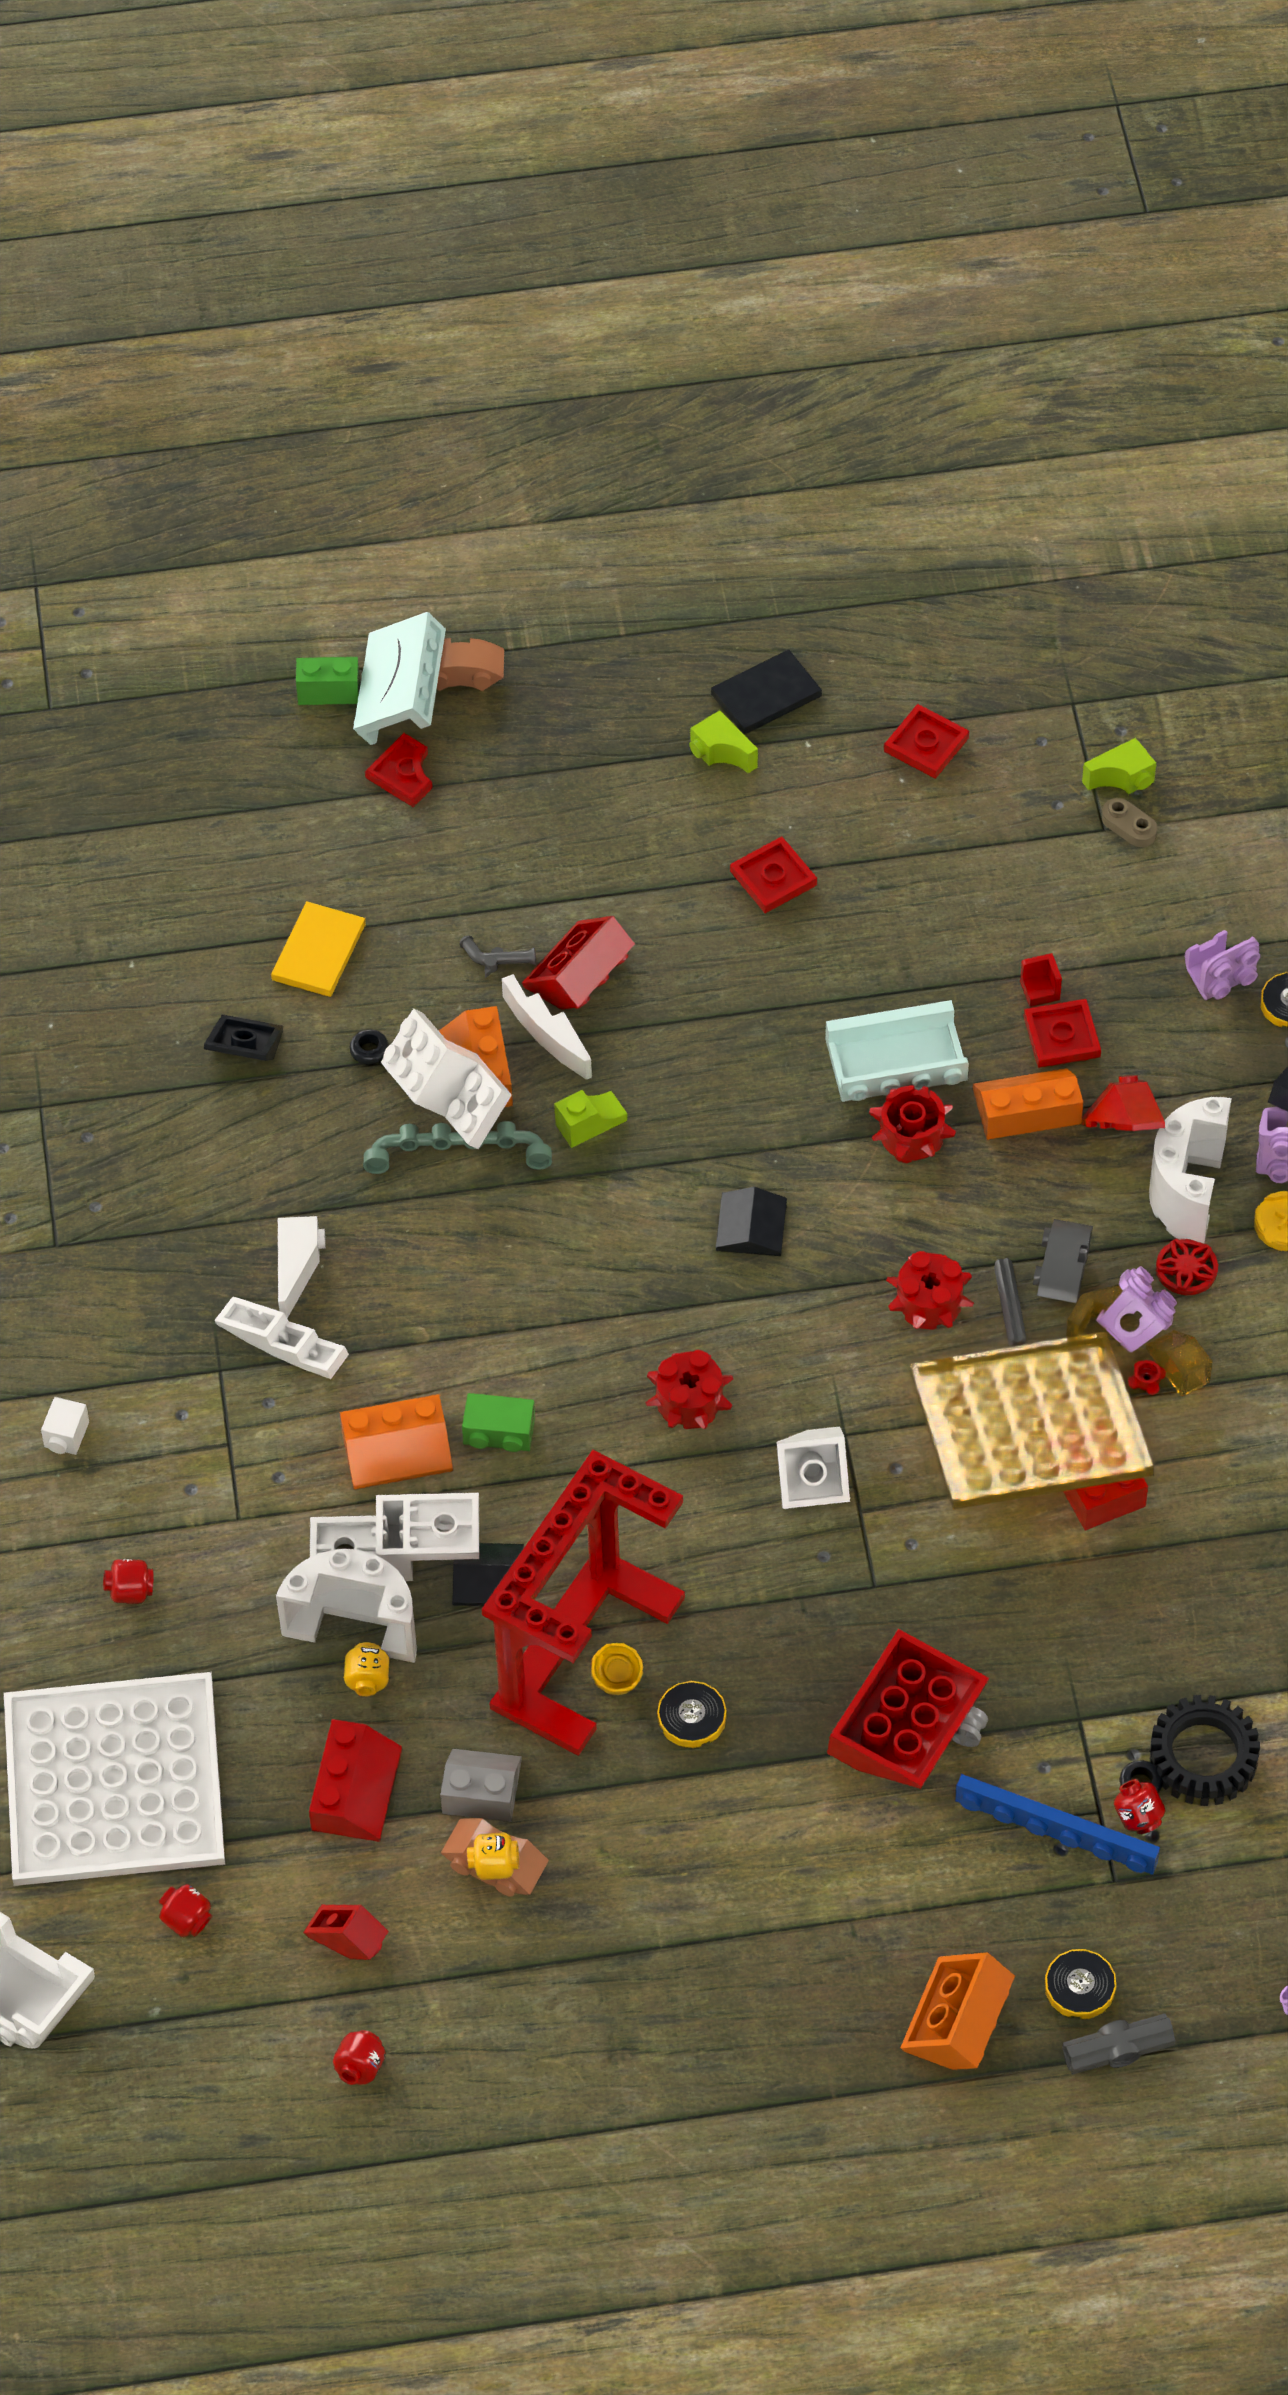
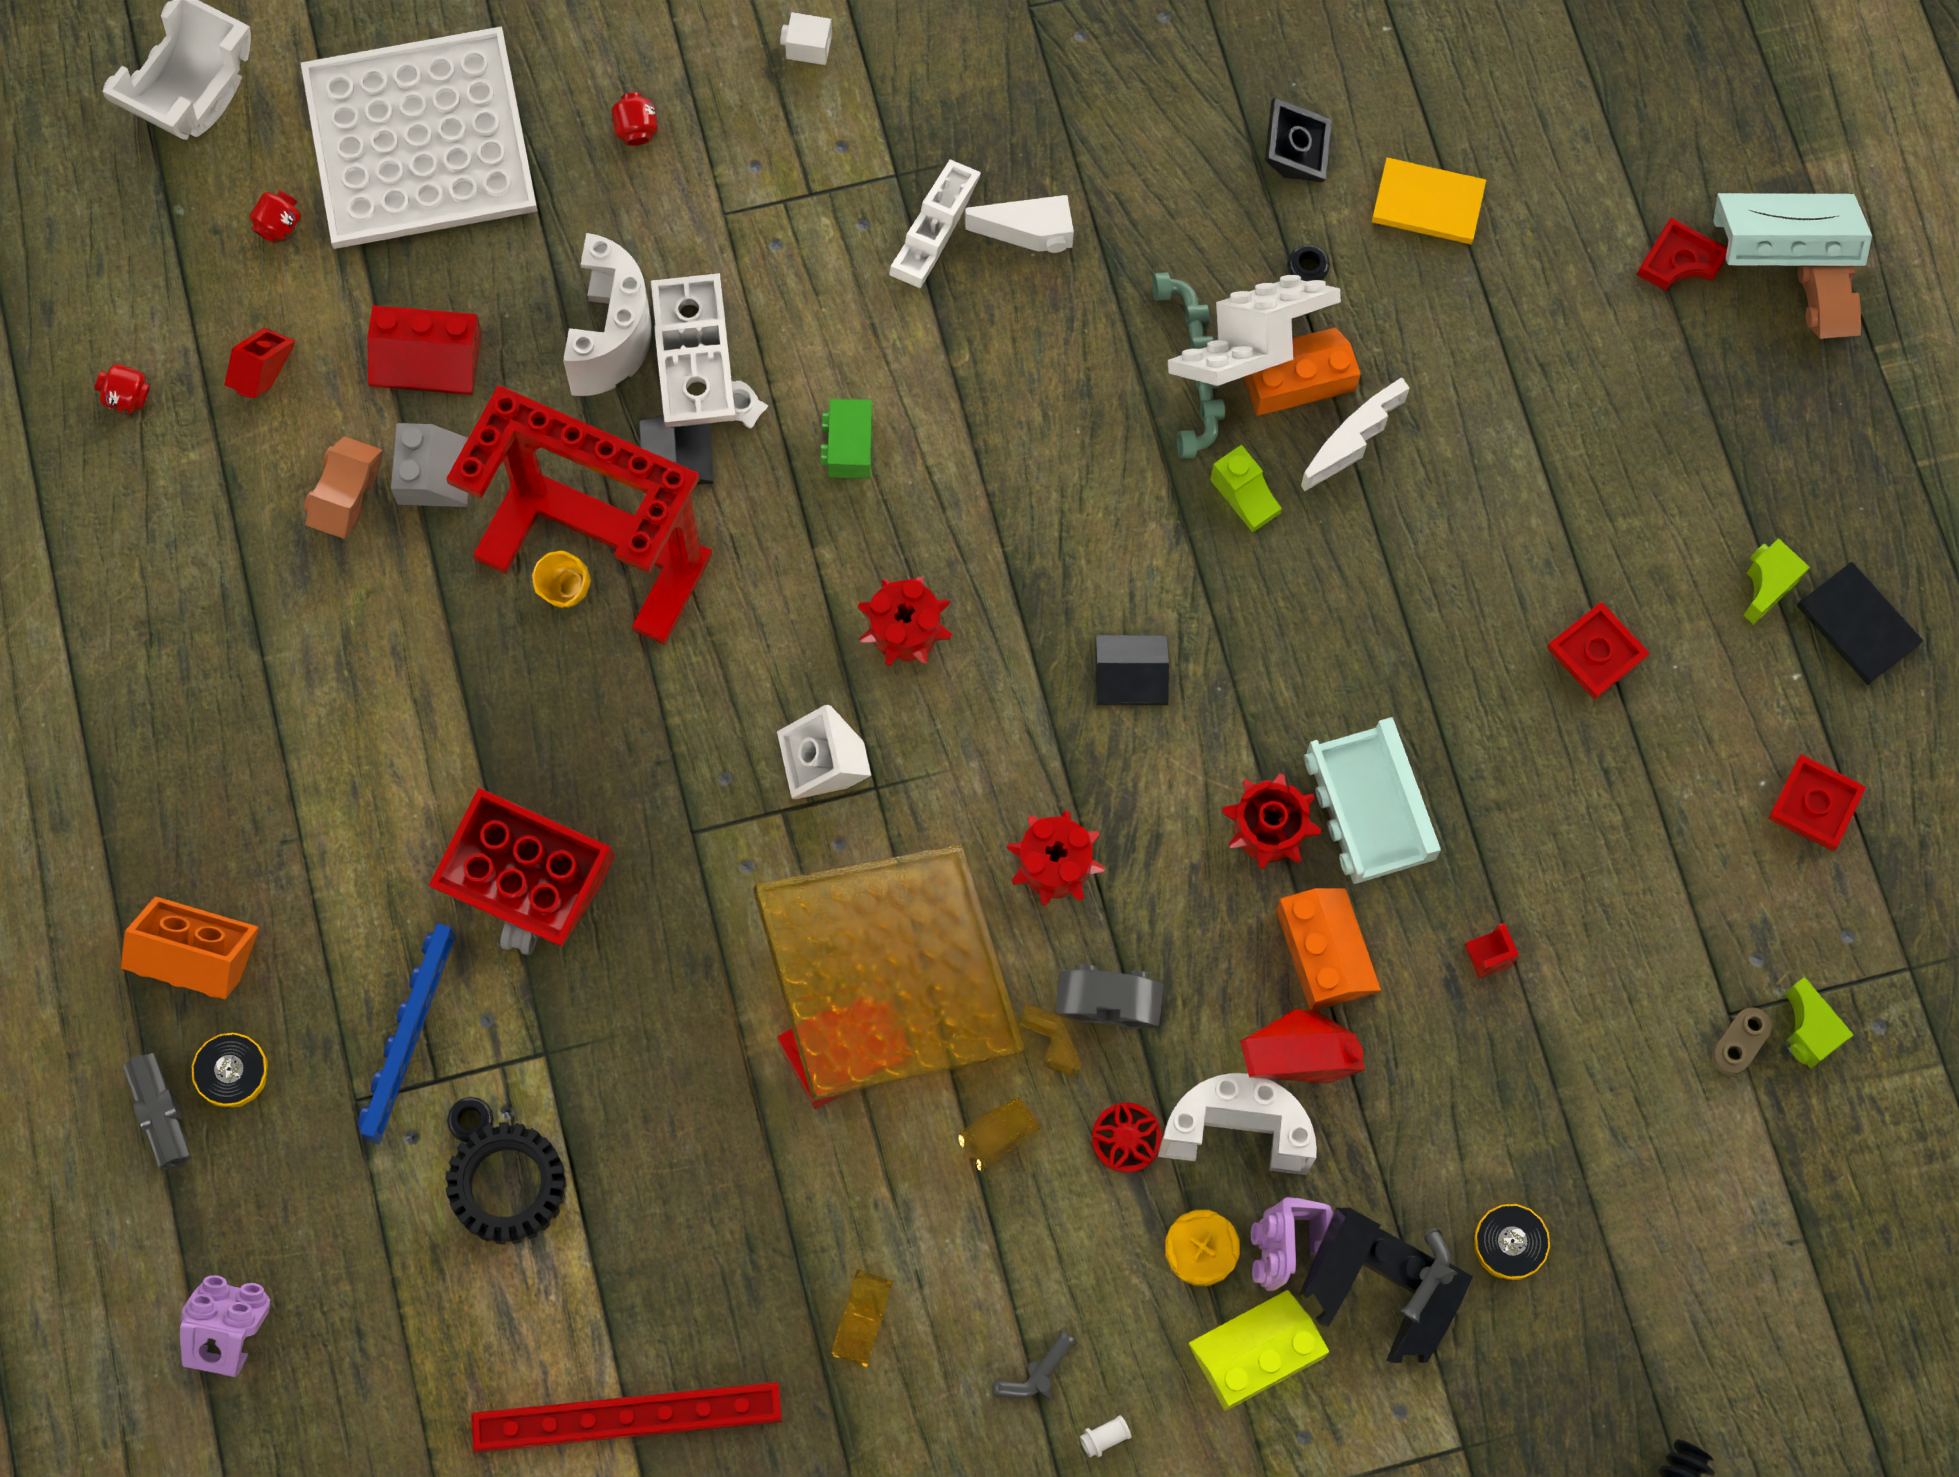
camera: 80 degrees right, 15 degrees up
(327, 680) = (1783, 159): bright green brick -> none
(366, 1669) = (546, 346): yellow head -> none
(396, 1441) = (816, 344): orange slope -> none
(493, 1856) = (319, 475): yellow head -> none
(496, 957) = (1439, 373): dark grey piece -> none
(580, 962) = (1443, 459): slope -> none
(692, 1714) = (523, 661): black tile -> none
(1010, 1302) = (1057, 947): dark grey axle -> none
(1062, 1033) = (1424, 980): red plate -> none
(1137, 1295) = (1055, 1082): lavender piece -> none
(1139, 1806) = (427, 1115): red head -> none
(1149, 1369) = (968, 1091): red plate -> none
(1219, 969) = (1517, 1148): lavender piece -> none

